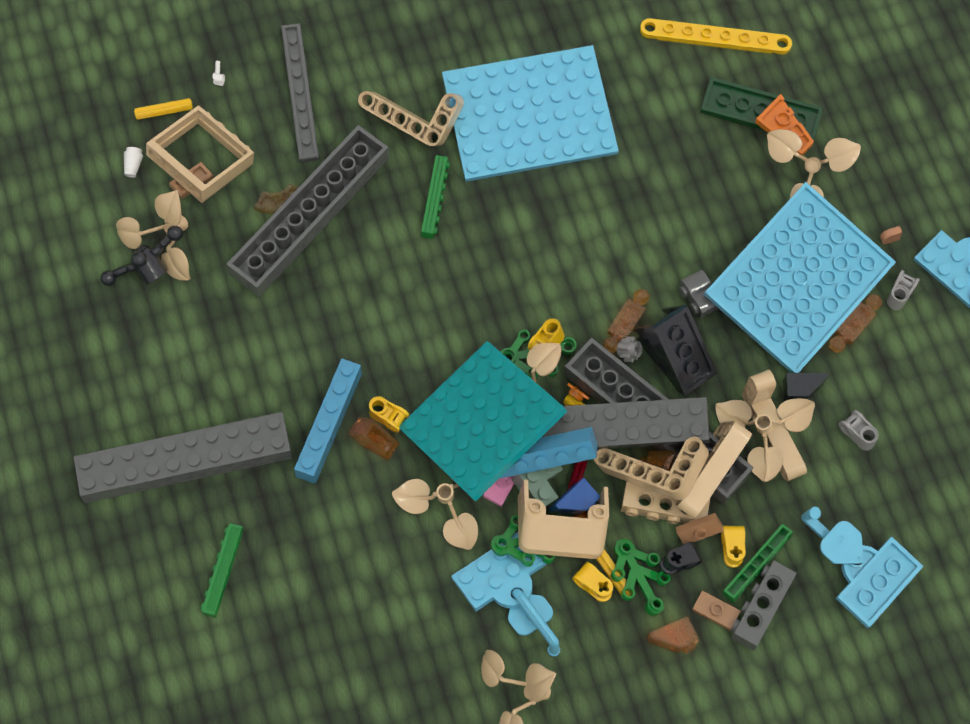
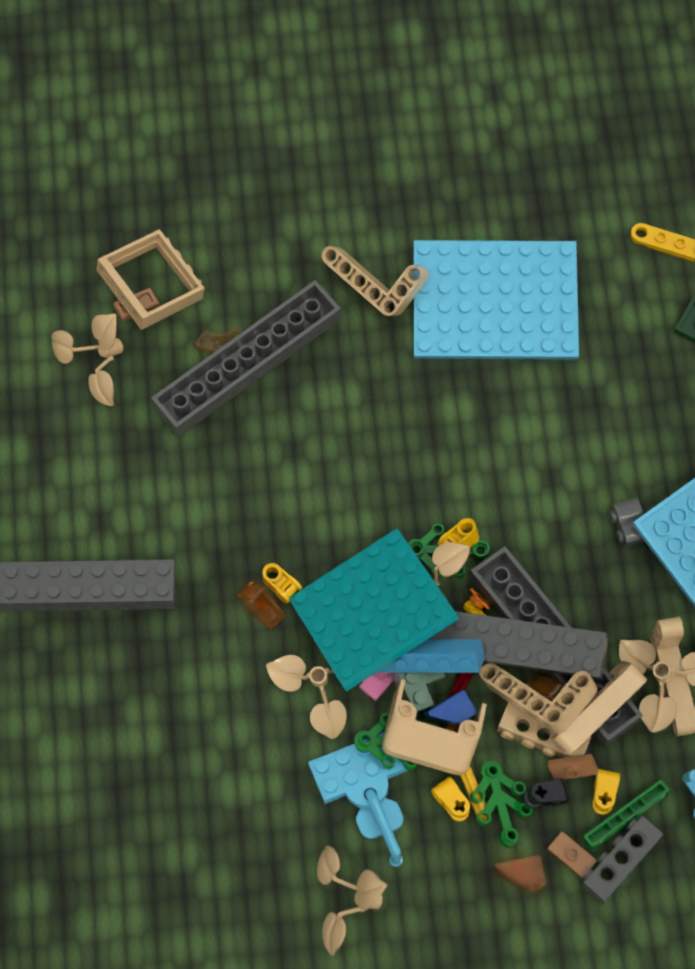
camera: 15 degrees right, 0 degrees up
(132, 161) = (82, 271): white cone -> none
(145, 260) = (71, 378): black wheel -> none
(163, 108) = (124, 226): yellow axle -> none
(218, 78) = (187, 205): white hand -> none
(222, 570) = (79, 708): green piece -> none
(300, 93) = (265, 235): dark grey tile -> none
(328, 421) = (218, 578): dark azure brick -> none
(435, 196) = (378, 368): green piece -> none
(626, 320) = (546, 535): clear orange plate -> none
(629, 349) = (543, 565): light grey gear -> none
(678, 349) = (593, 576): black ladder -> none

